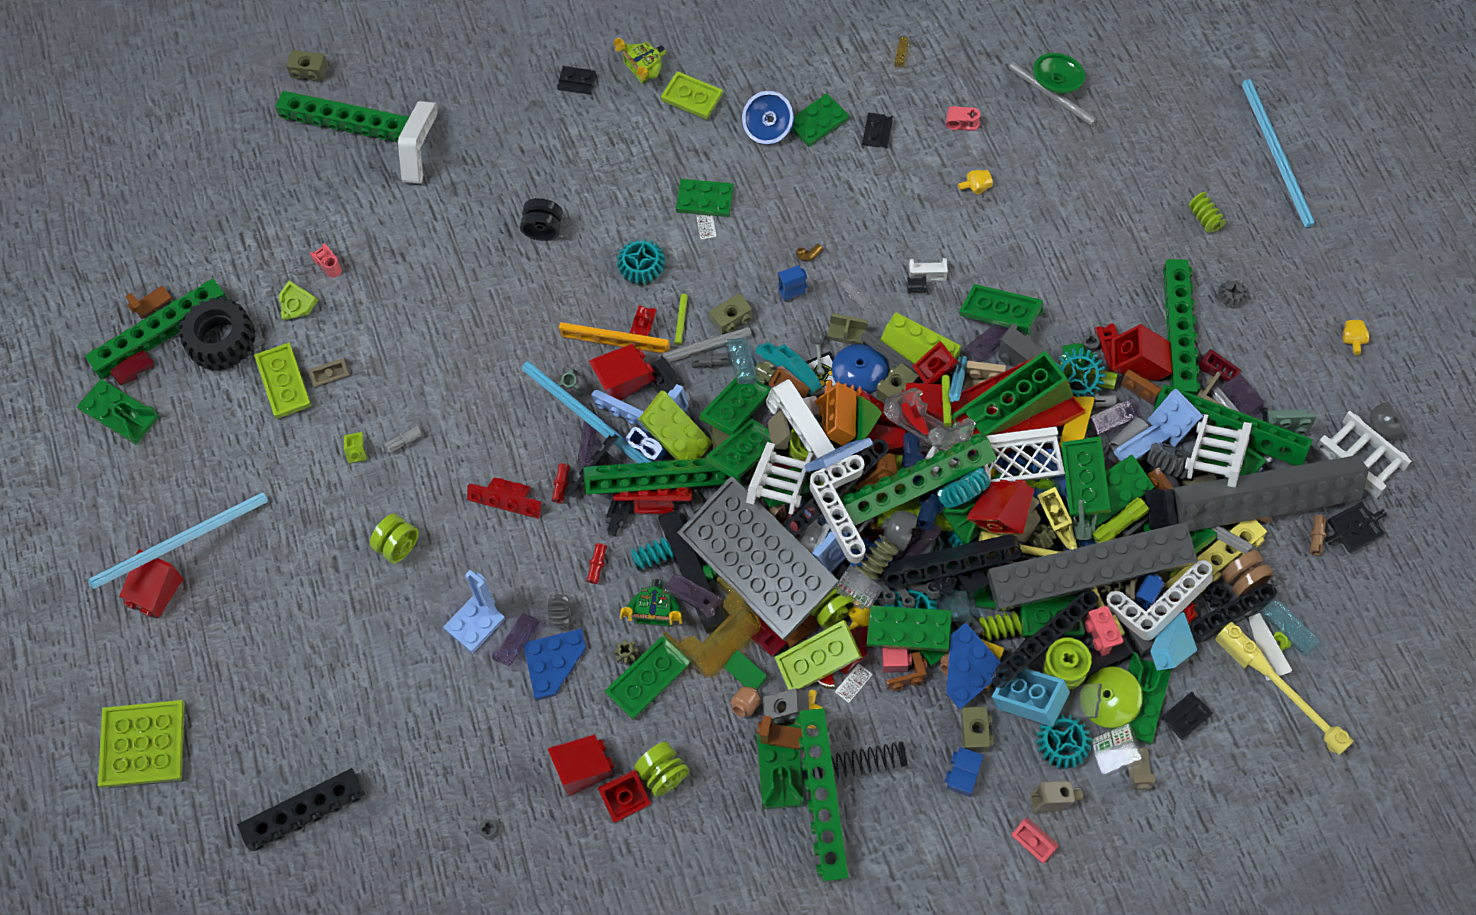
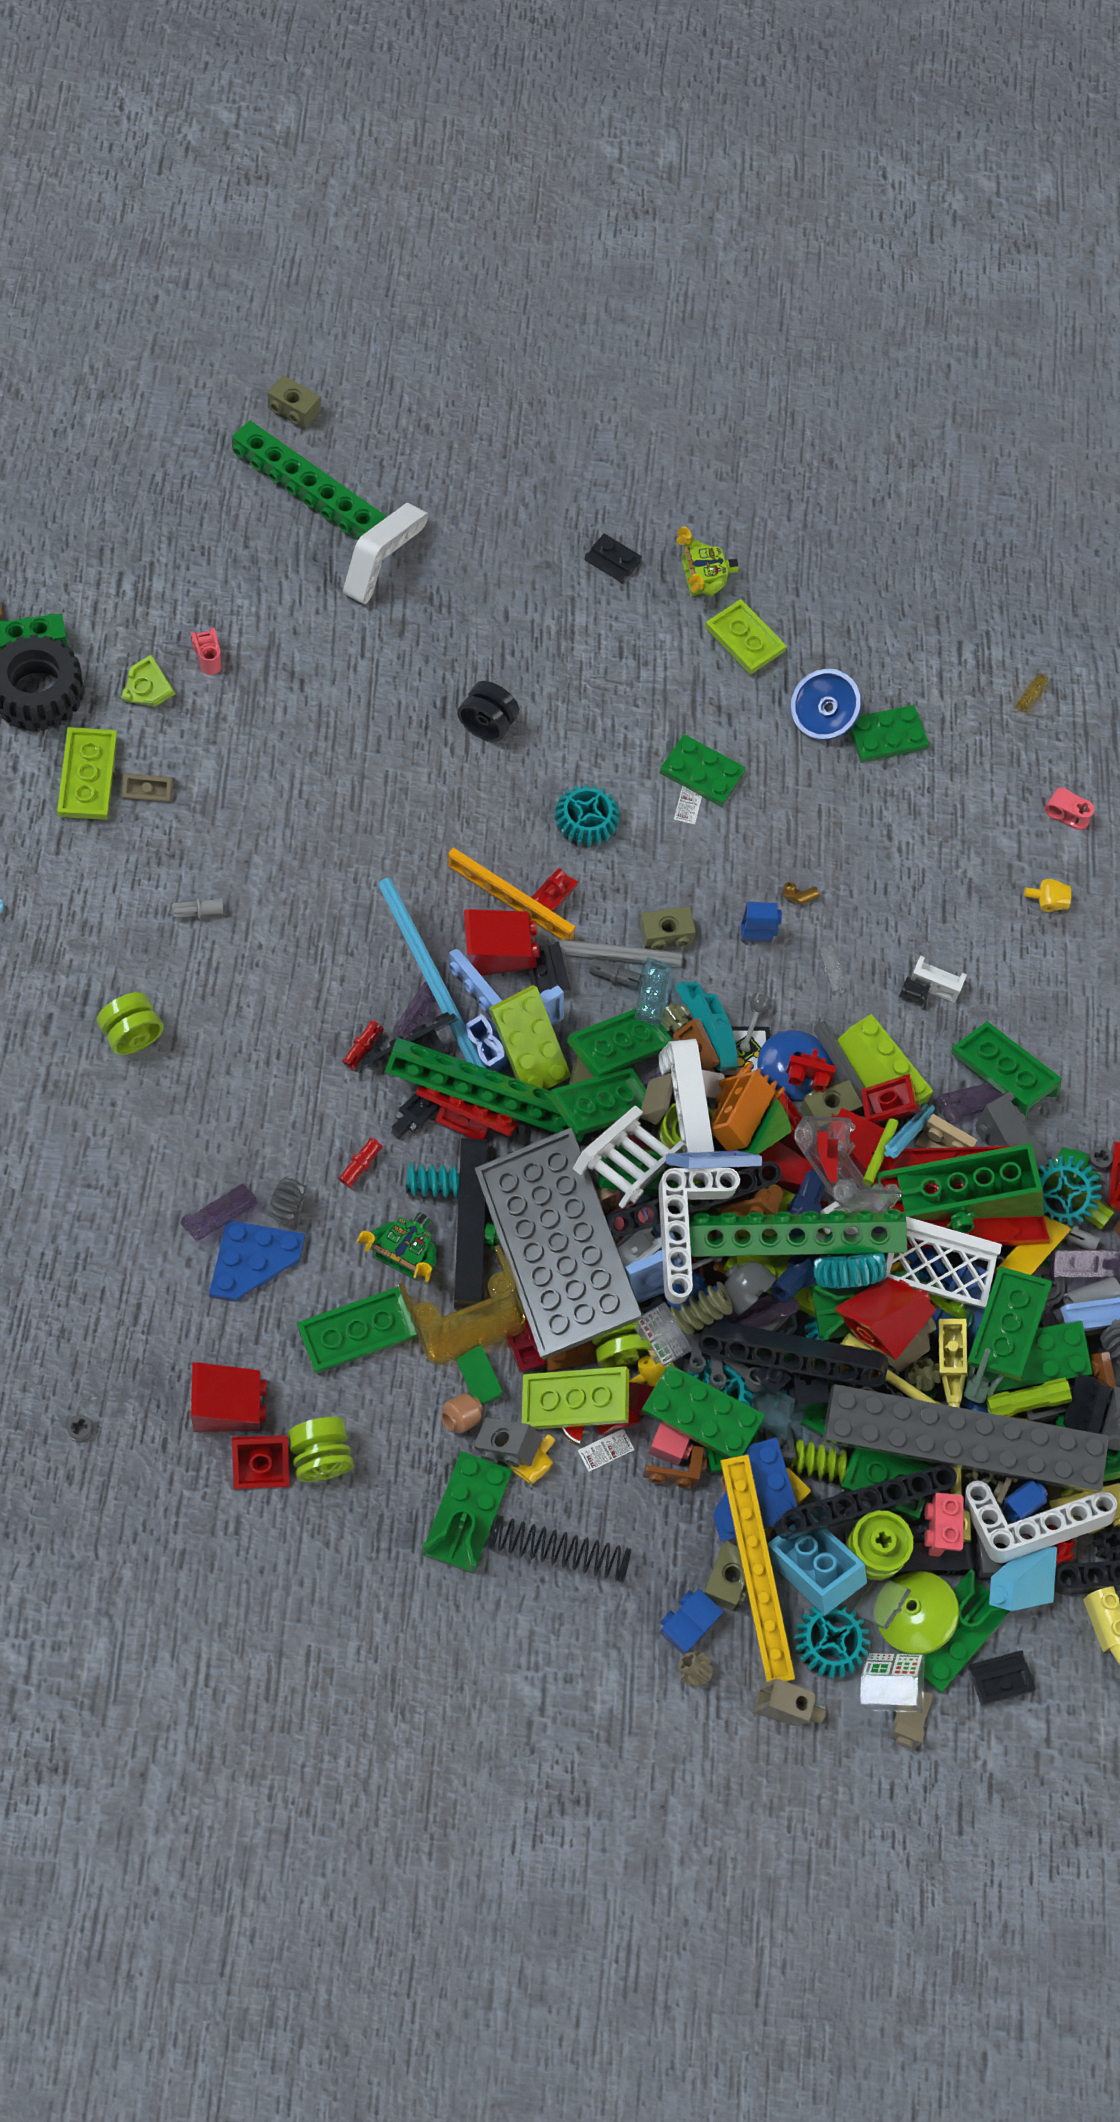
camera: 10 degrees right, 0 degrees up
(354, 447) = (135, 891): lime bracket -> none
(477, 617) = (185, 1164): light blue bracket -> none
(505, 496) = (288, 1031): red bracket -> none
(569, 381) = (429, 925): sand green plant -> none
(625, 646) = (349, 1281): olive gear -> none
(681, 319) = (603, 908): lime bar -> none
(692, 594) = (457, 1252): clear purple plate -> none
(778, 734) = (483, 1472): dark orange bracket -> none
(838, 869) = (479, 1671): green brick -> none
(846, 329) = (801, 1008): olive panel -> none
(872, 365) = (812, 1068): none -> red hips
(877, 130) = (956, 778): black plate -> none
(982, 801) = (695, 1668): none -> dark tan gear
(993, 715) = (757, 1568): none -> yellow plate
(1022, 423) = (962, 1222): none -> green plate
(1035, 840) = (739, 1746): coral slope -> none

